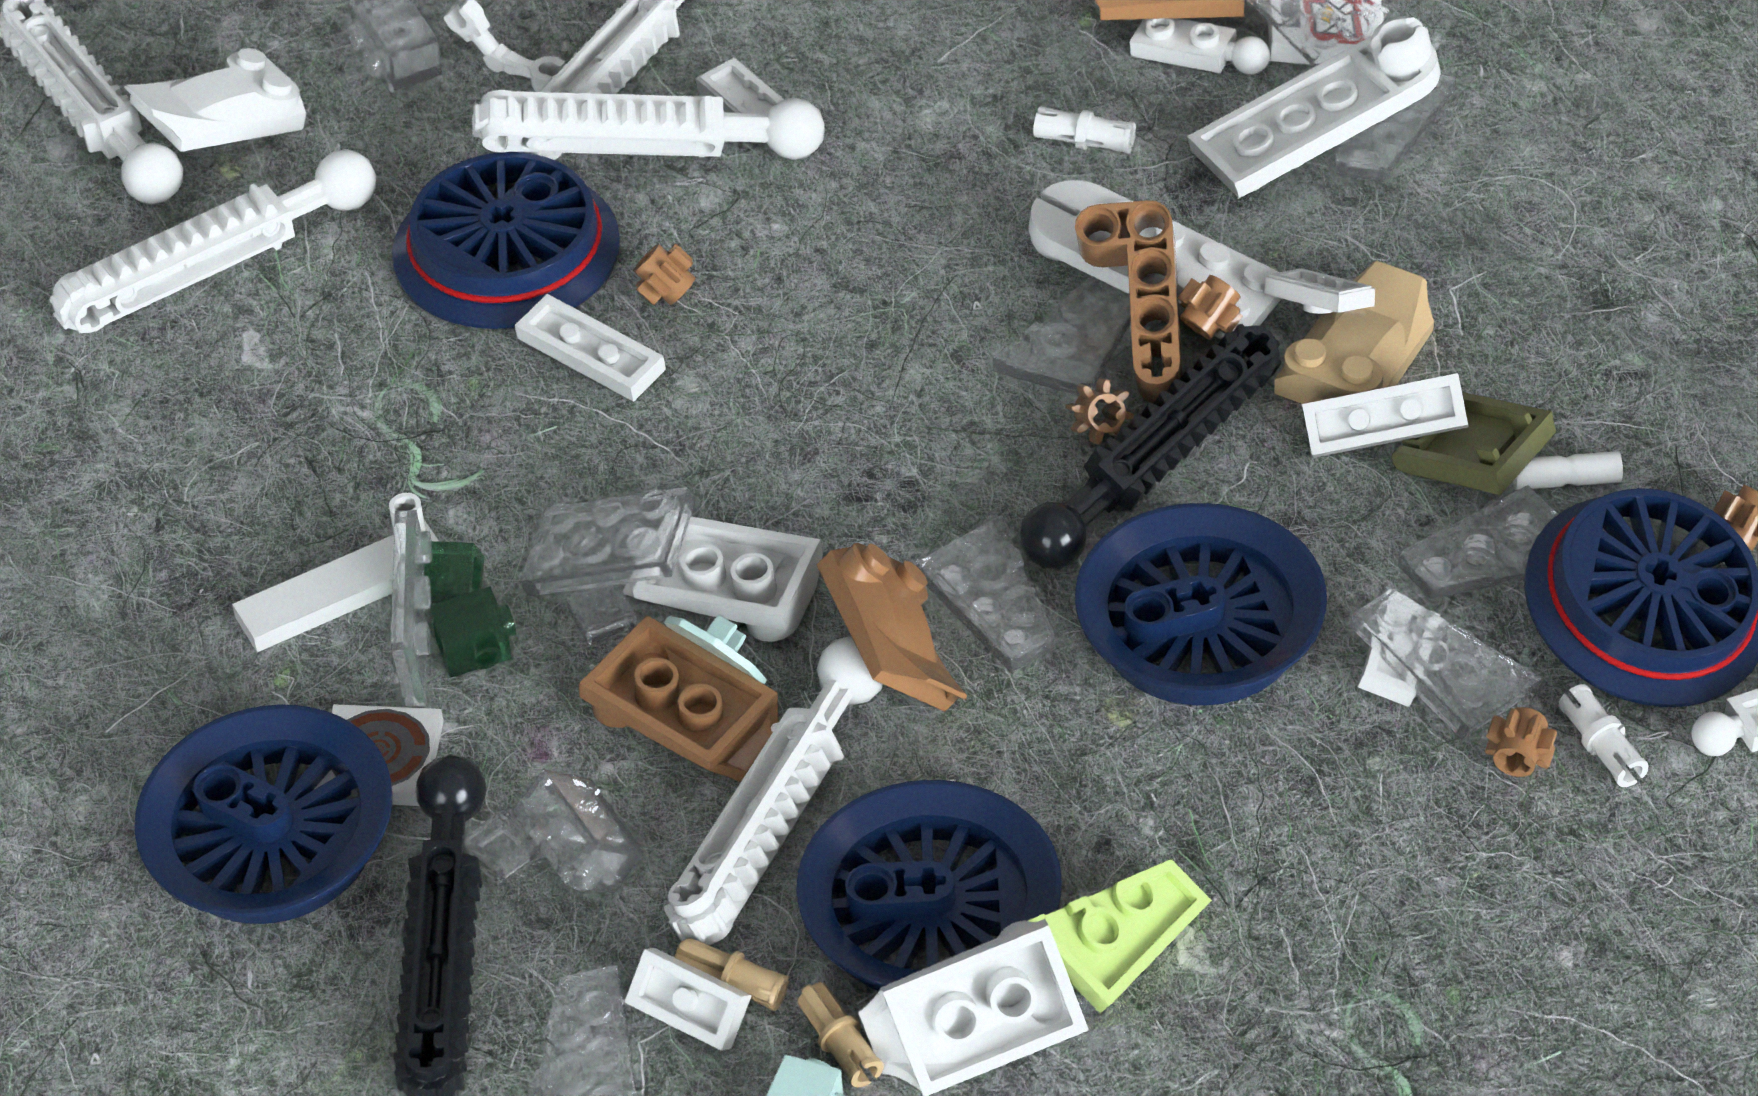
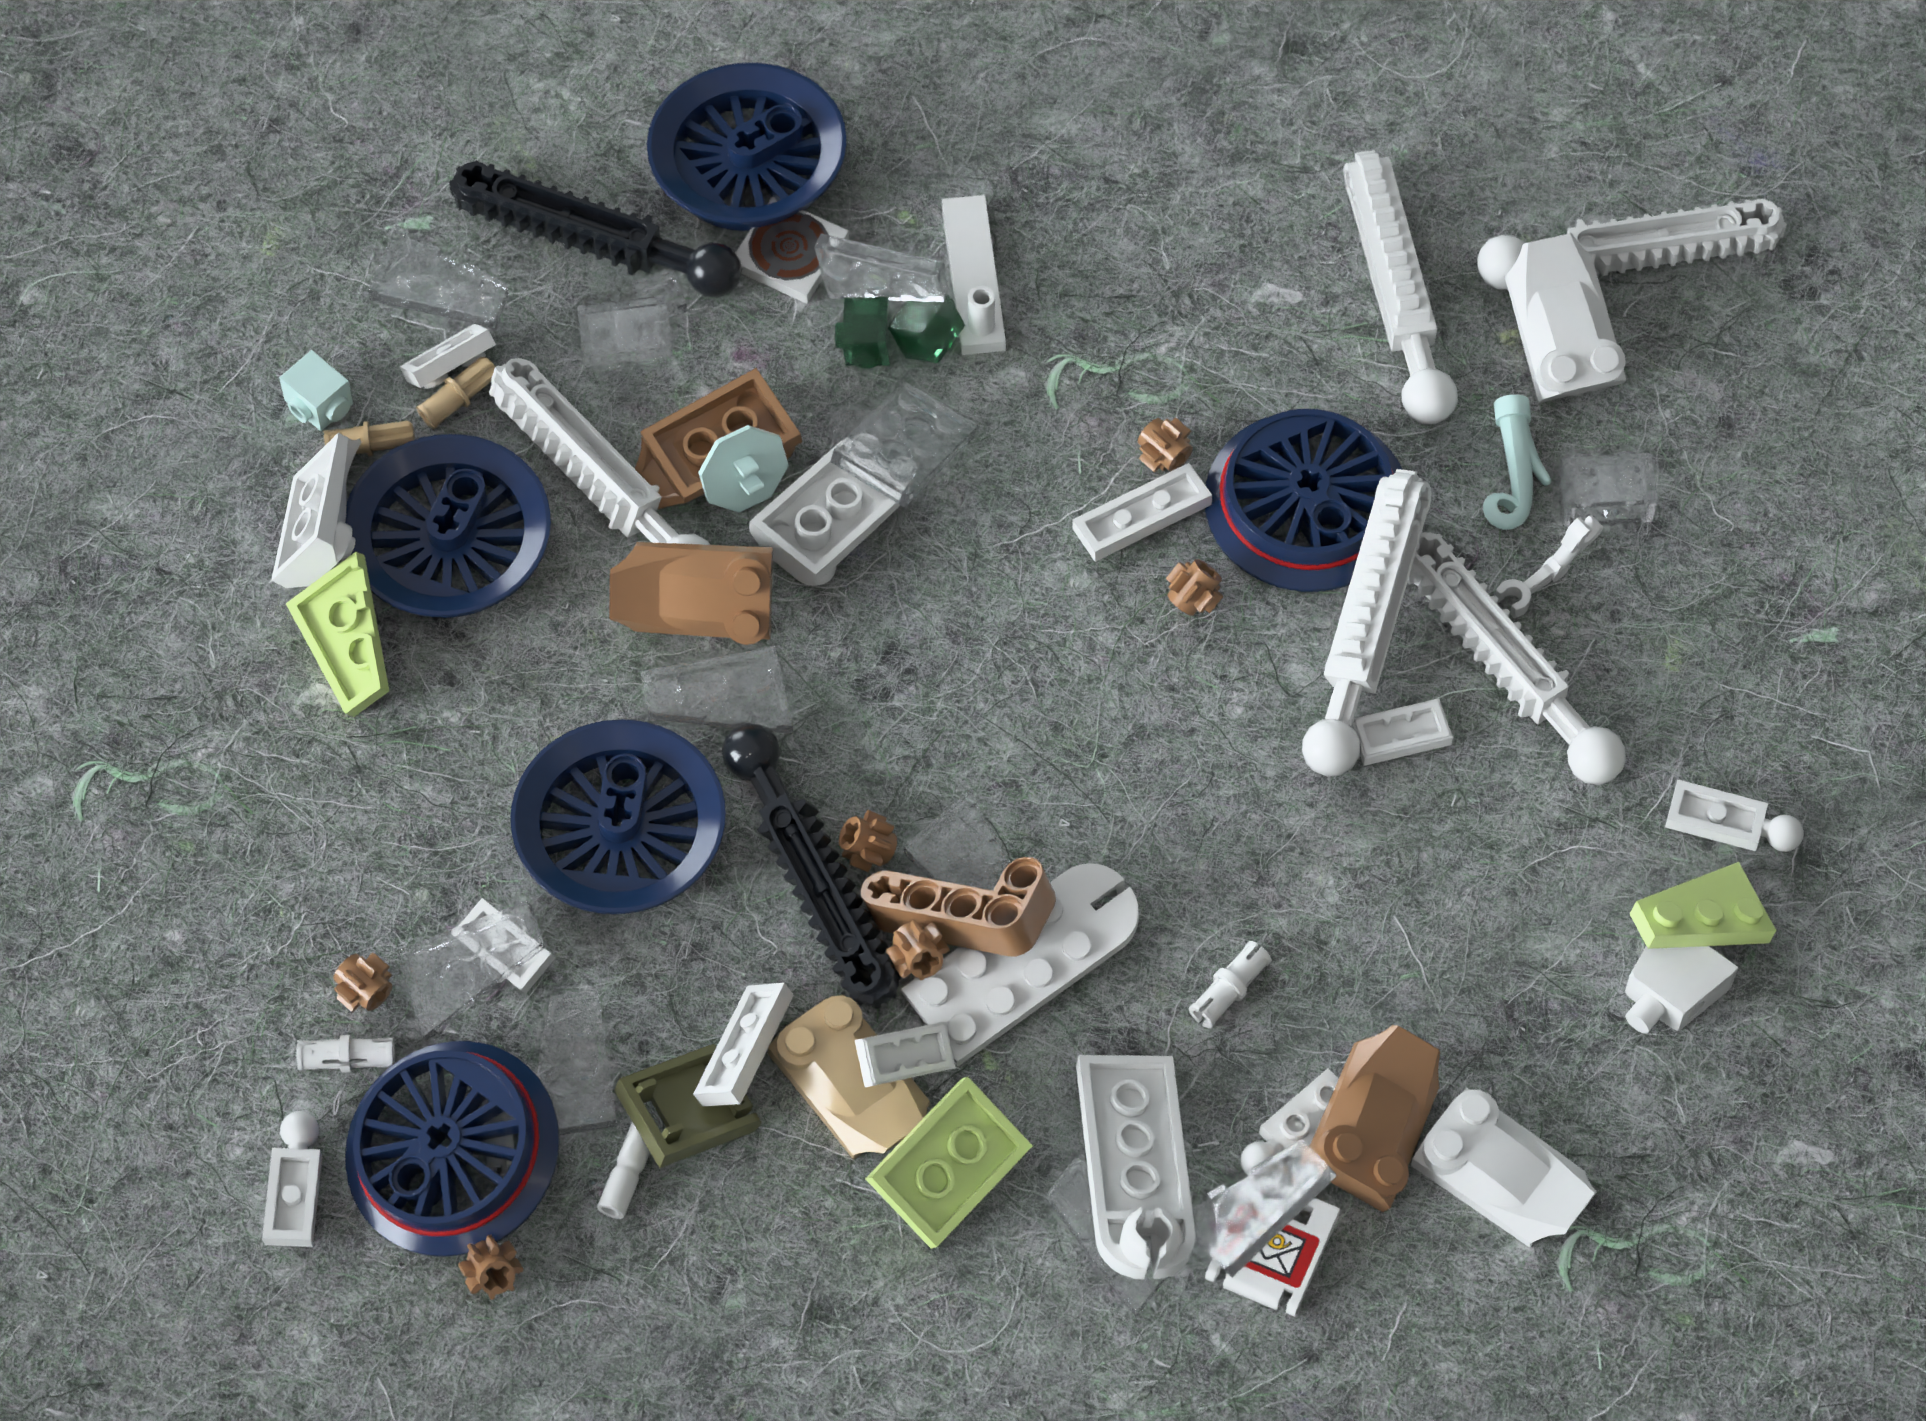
camera: 110 degrees right, 15 degrees up
(338, 126) = (1513, 418): none -> light aqua plant
(501, 349) = (1165, 444): none -> medium nougat gear
(1402, 237) = (949, 1162): none -> yellowish green plate

